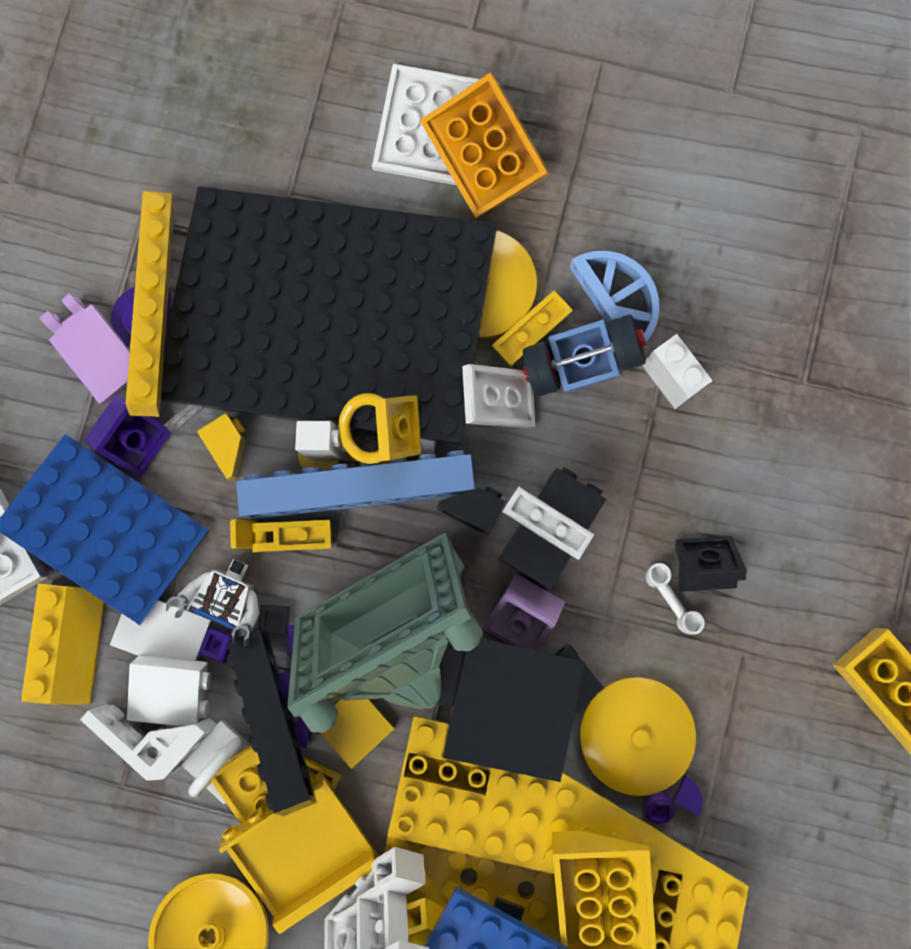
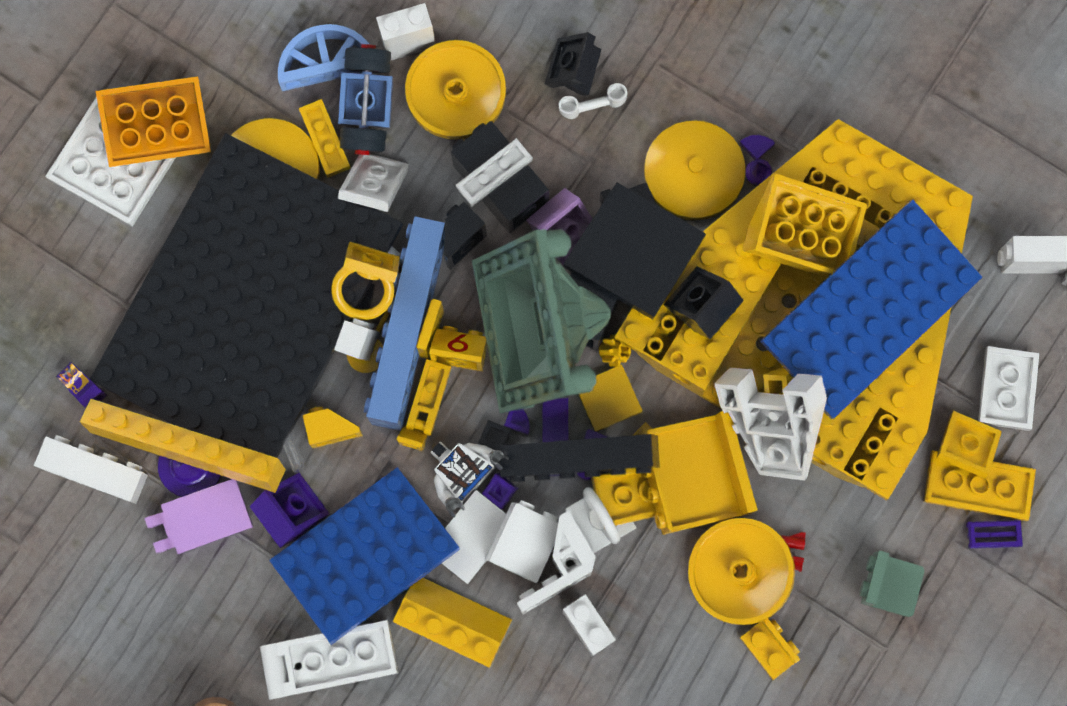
camera: 70 degrees left, 5 degrees down
(94, 793) = (588, 625): none -> white brick
(105, 222) = (90, 469): none -> white brick
(186, 180) = (80, 385): none -> dark purple leg
(351, 550) = (459, 348): none -> yellow slope
(359, 512) = (431, 322): none -> yellow tile
(401, 718) = (614, 351): none -> yellow gear
(481, 806) = (704, 302): none -> black slope
(633, 447) = (455, 89): none -> yellow dish

